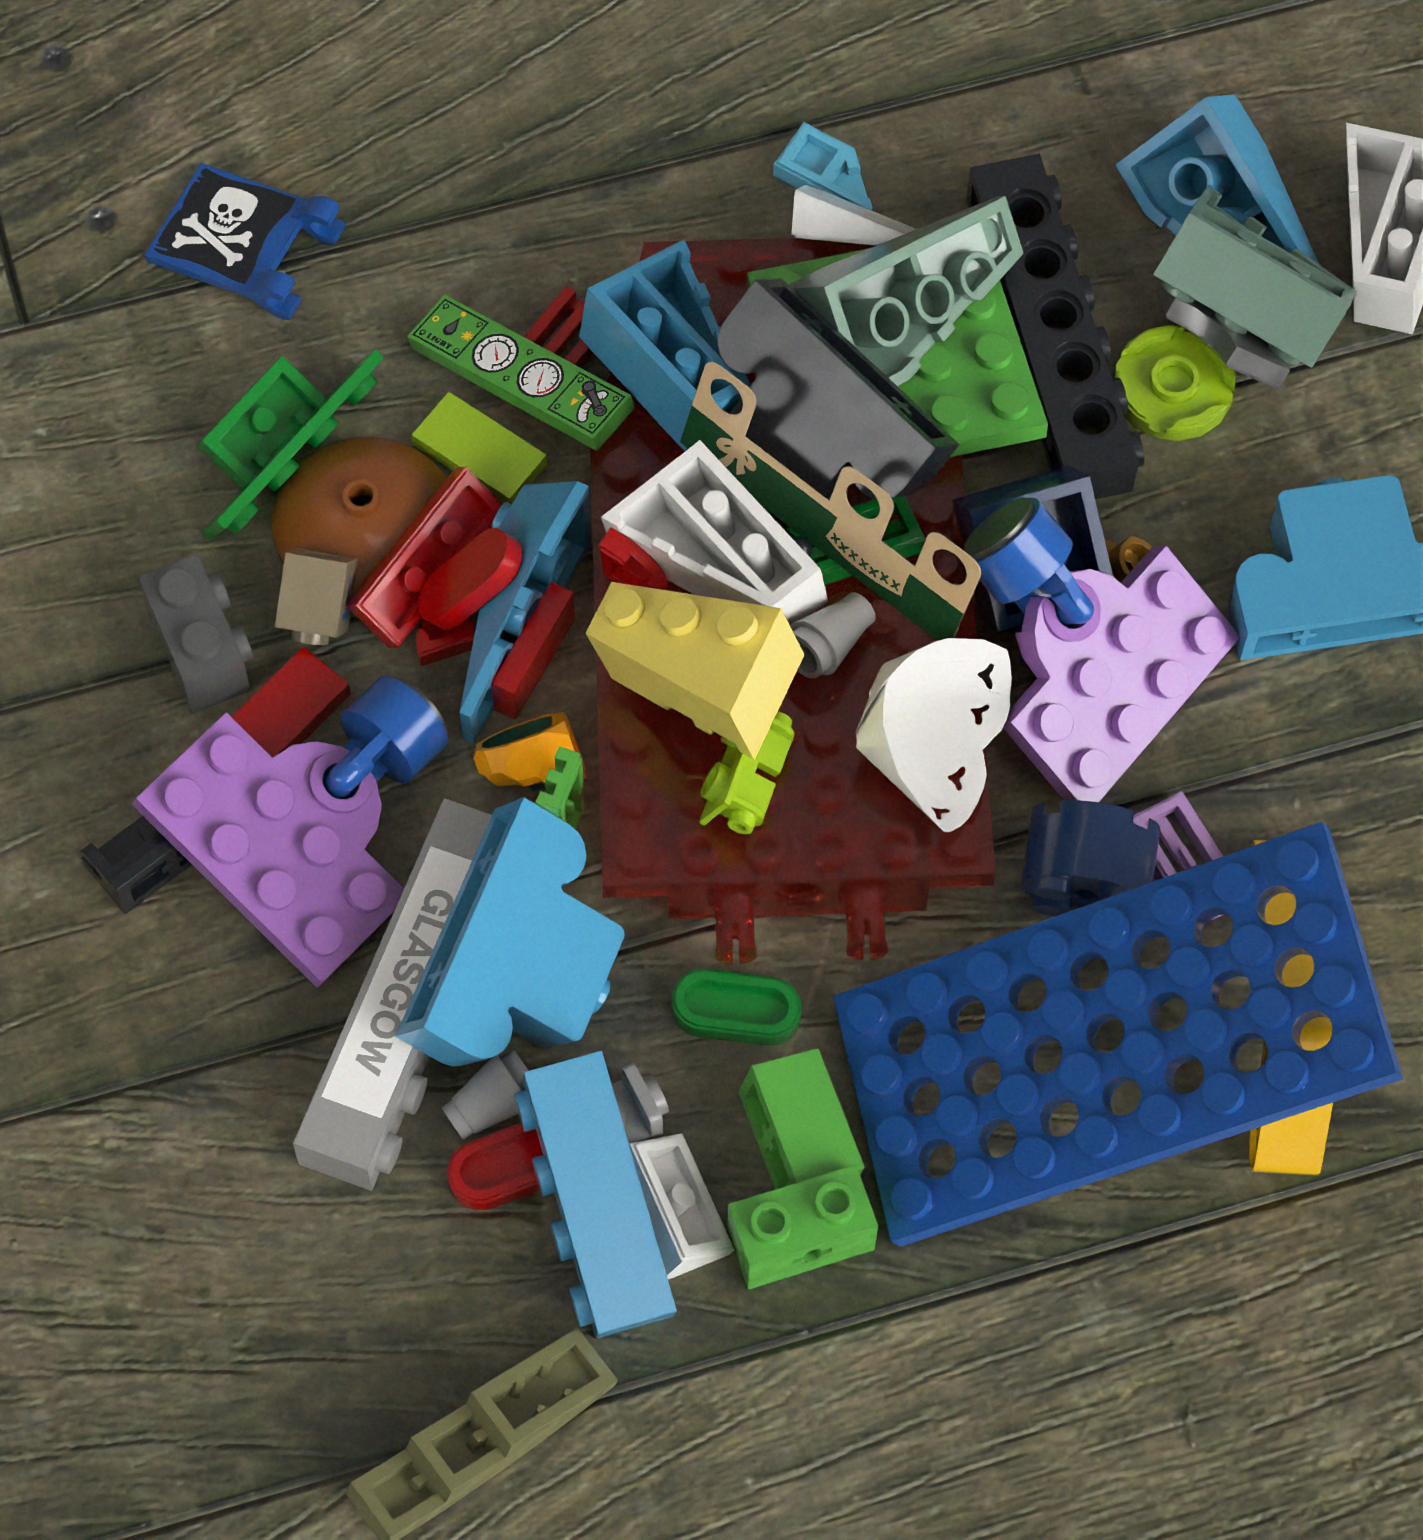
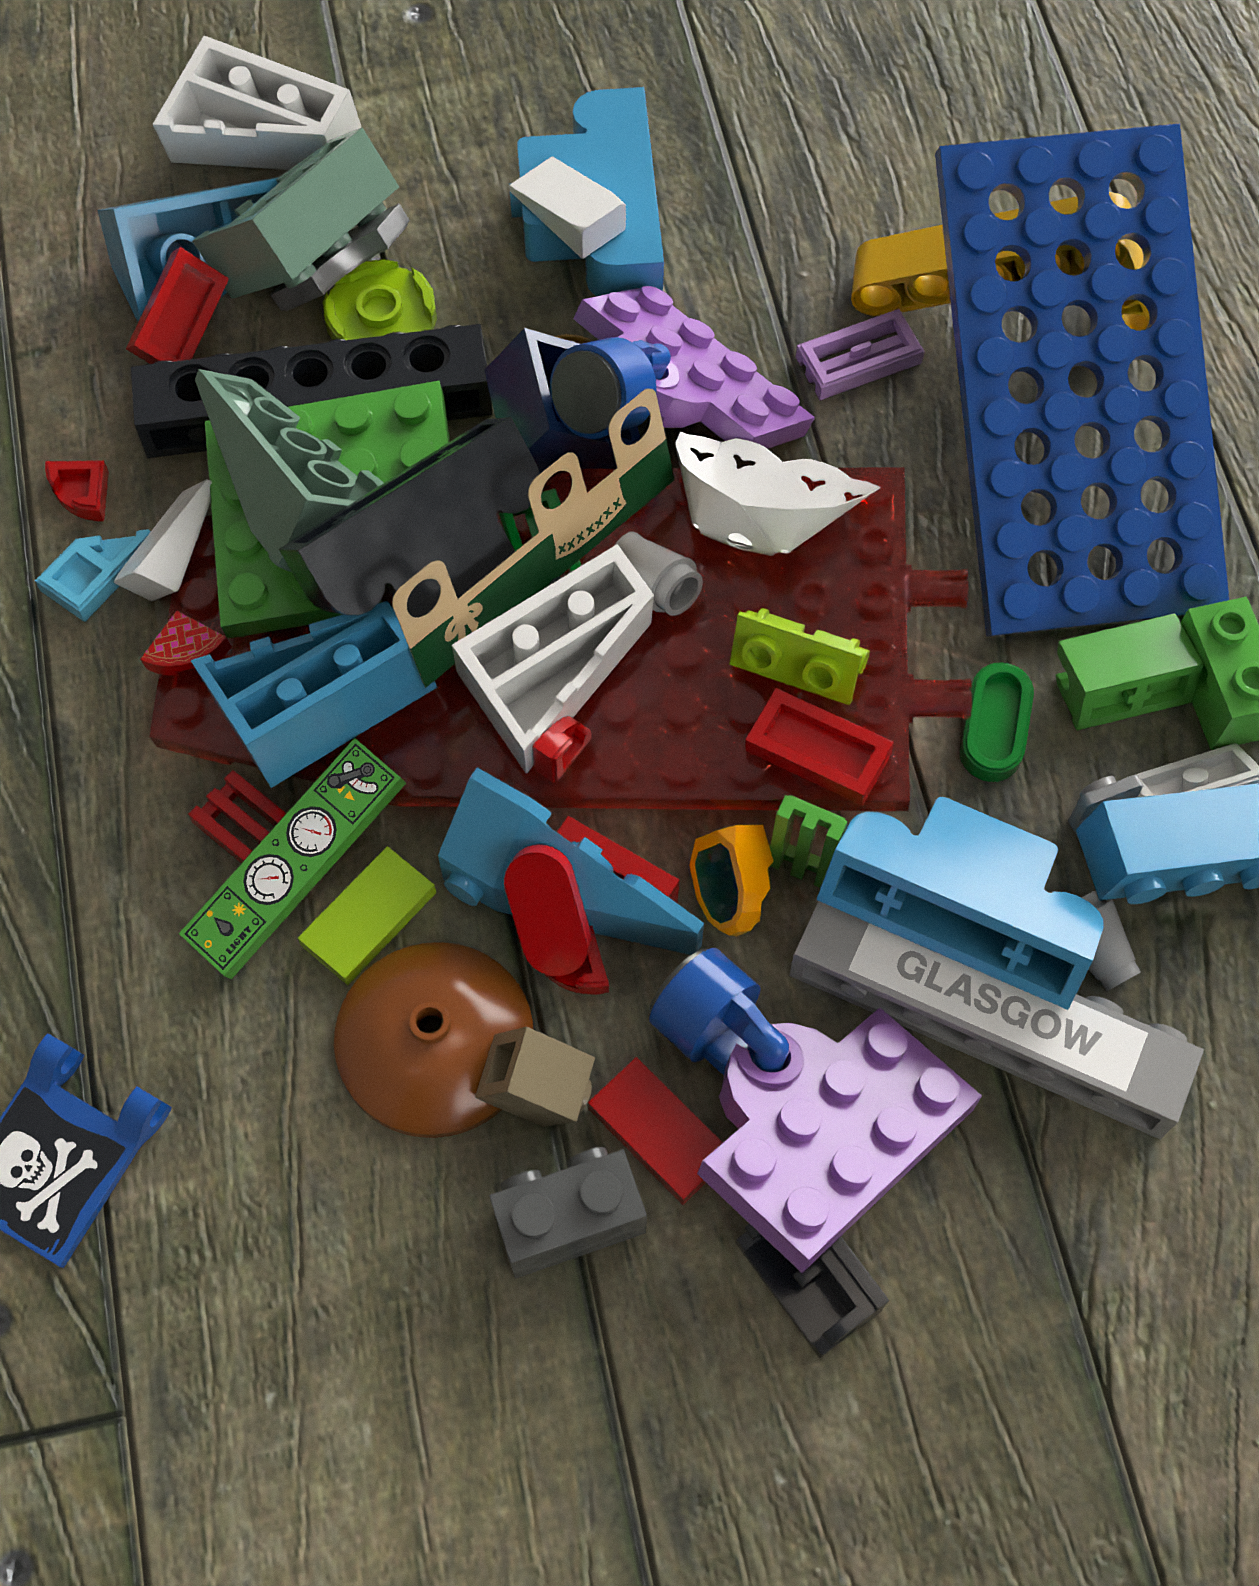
camera: 85 degrees left, 0 degrees up
(269, 427) = (325, 1120): green bracket -> none
(443, 527) = (497, 965): red tile -> none
(495, 1168) = (1164, 942): red tile -> none
(646, 792) = (819, 746): none -> red tile
(699, 655) = (701, 666): light yellow wedge -> none
(729, 249) = (180, 643): none -> red tile
(919, 145) = (80, 486): none -> red tile
(1085, 855) = (881, 405): dark blue brick -> none
(1125, 190) = (177, 309): none -> red tile
(1299, 528) = (571, 205): none -> white slope

